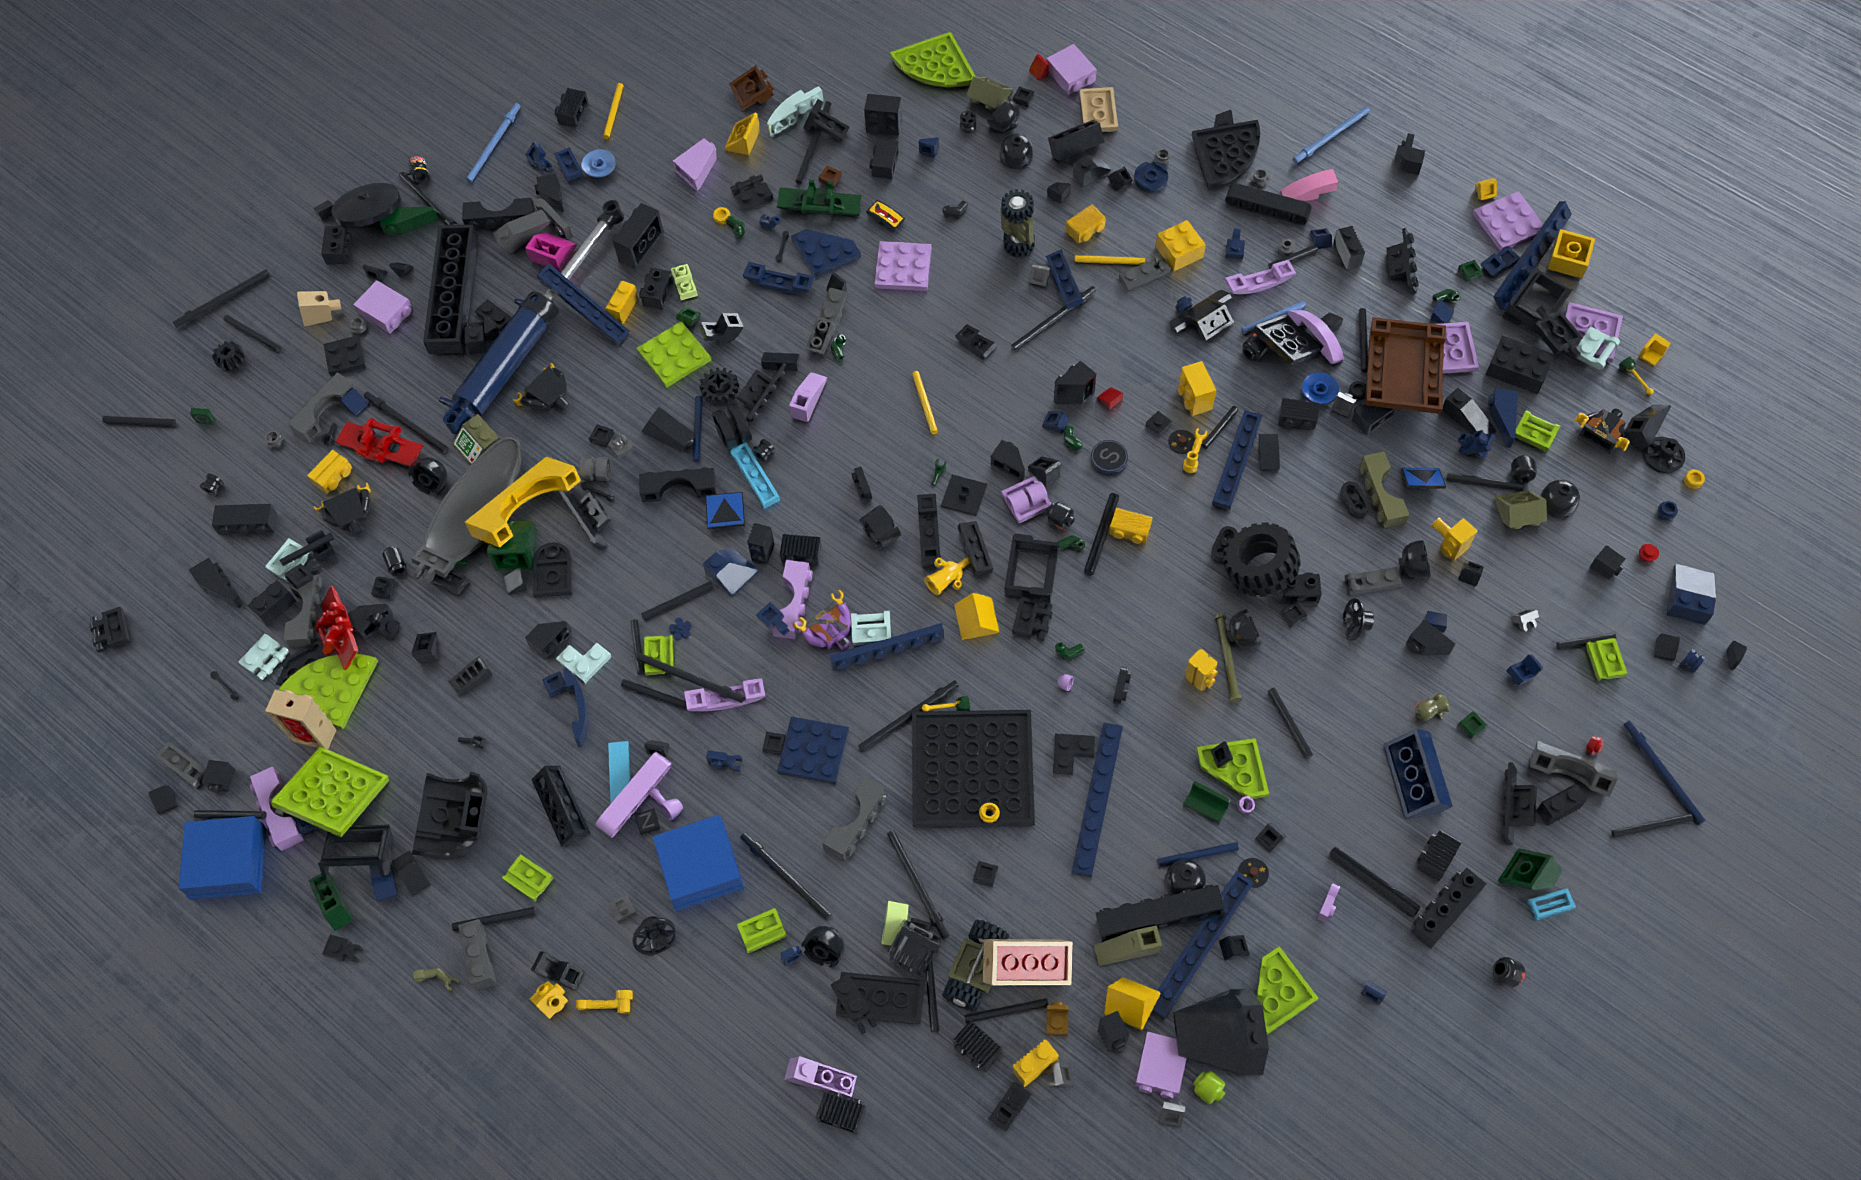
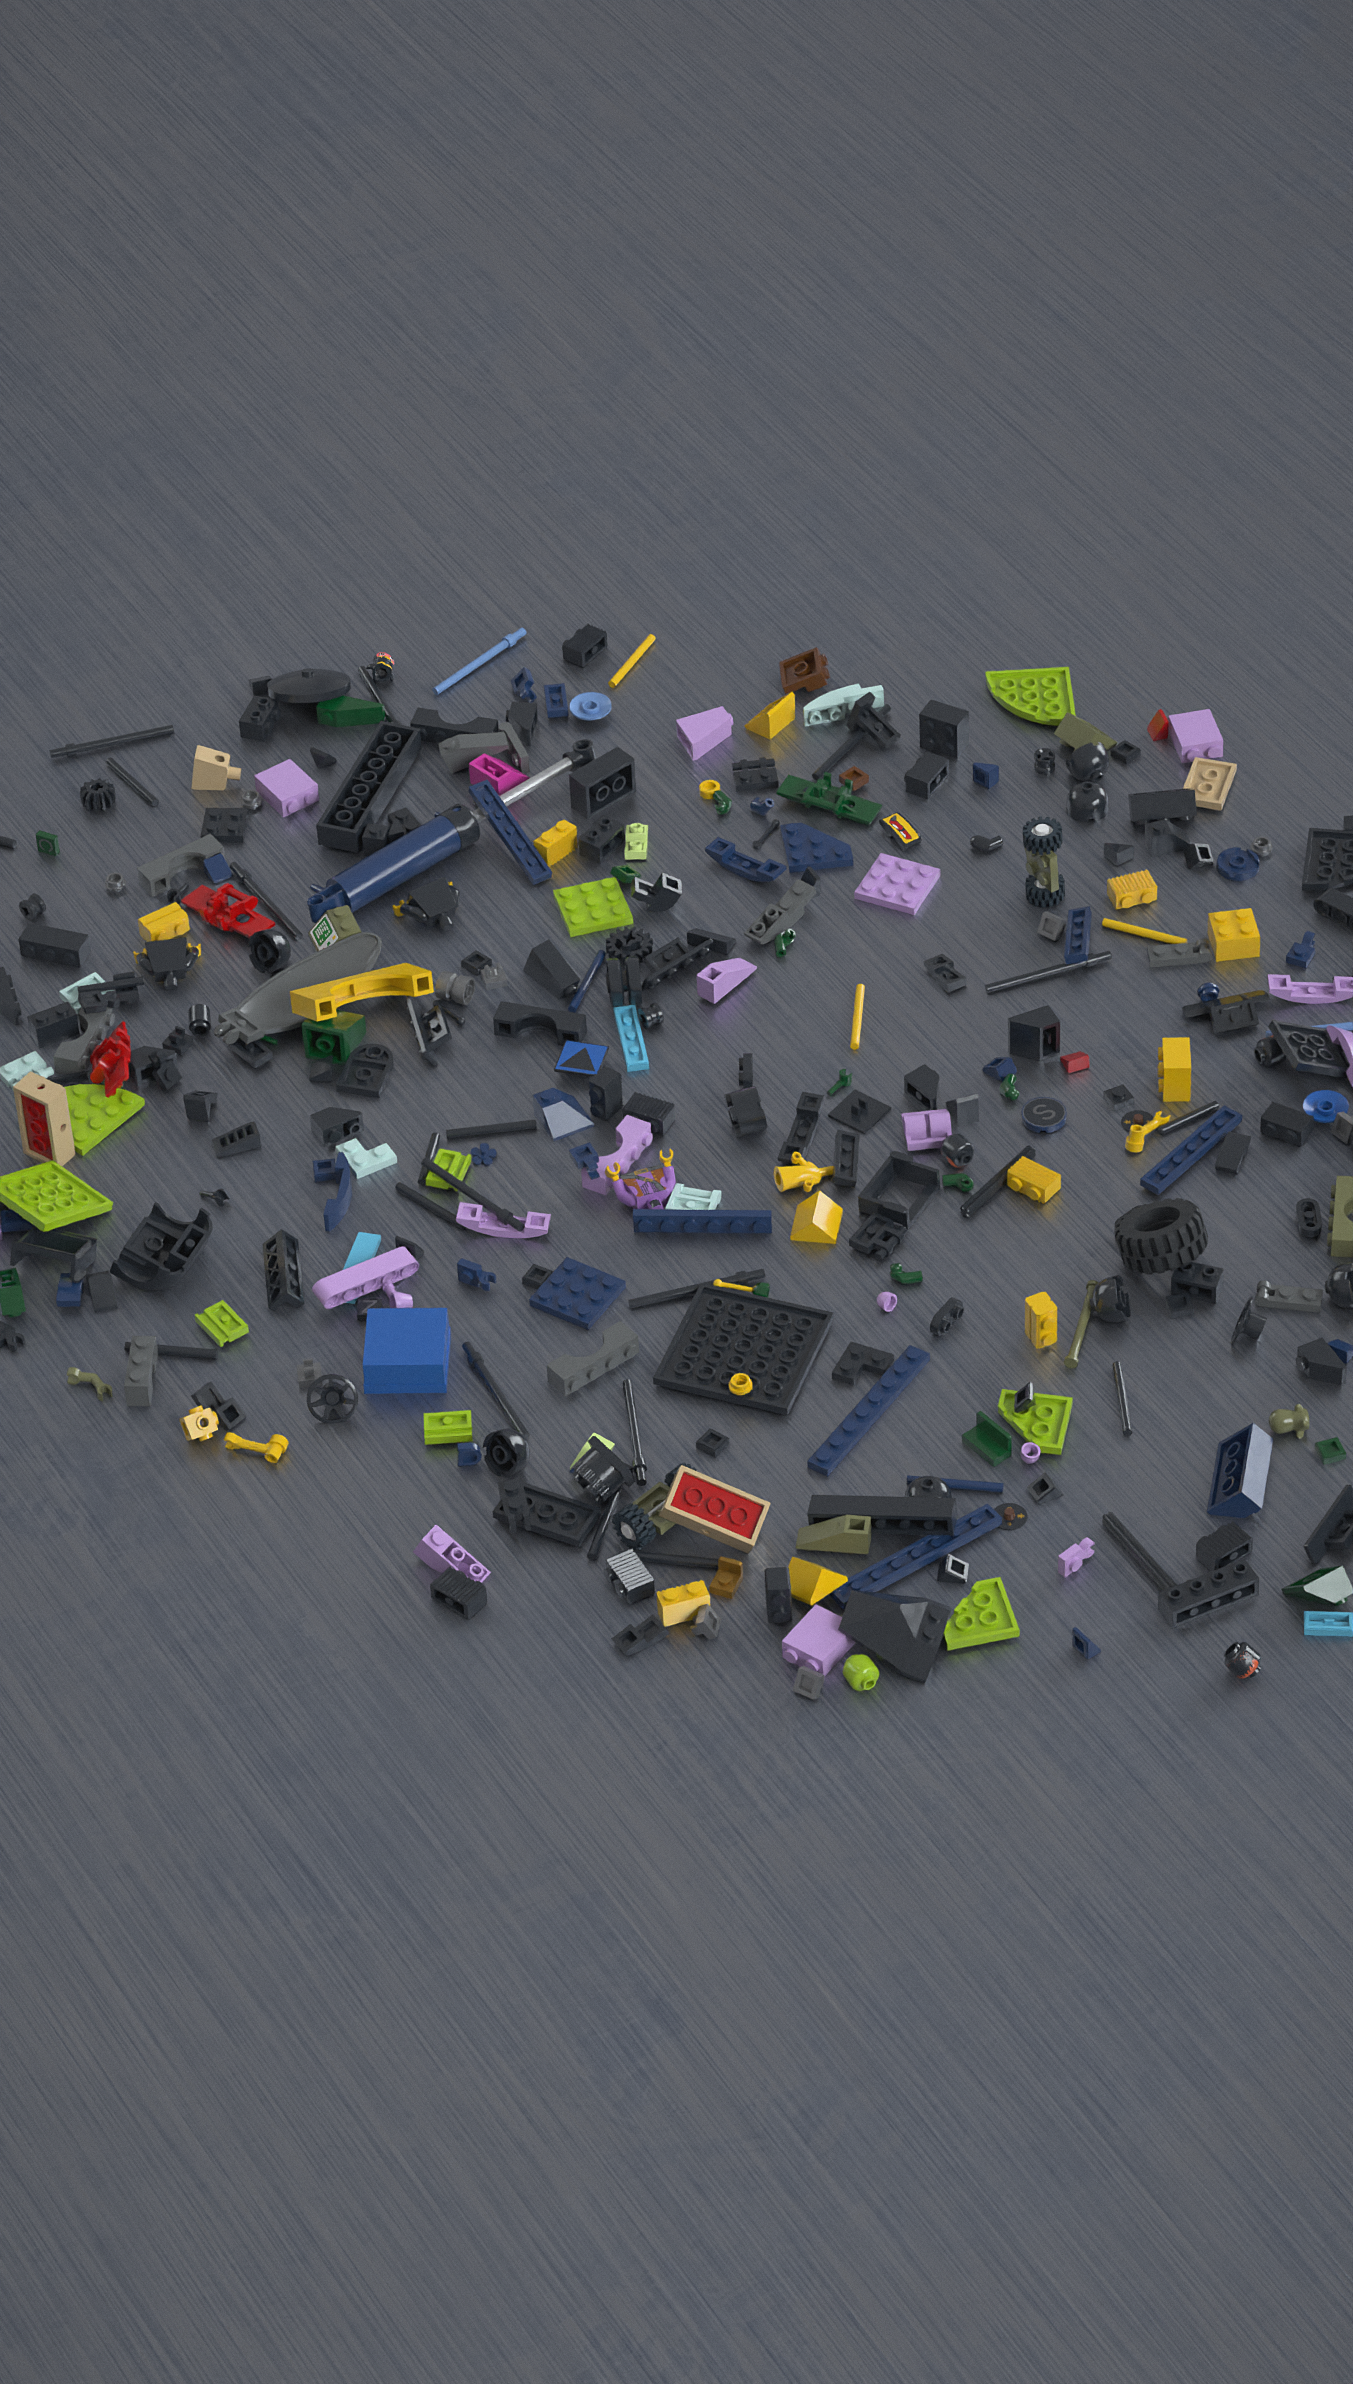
camera: 20 degrees right, 20 degrees down
(375, 273) = (292, 753): black slope -> none

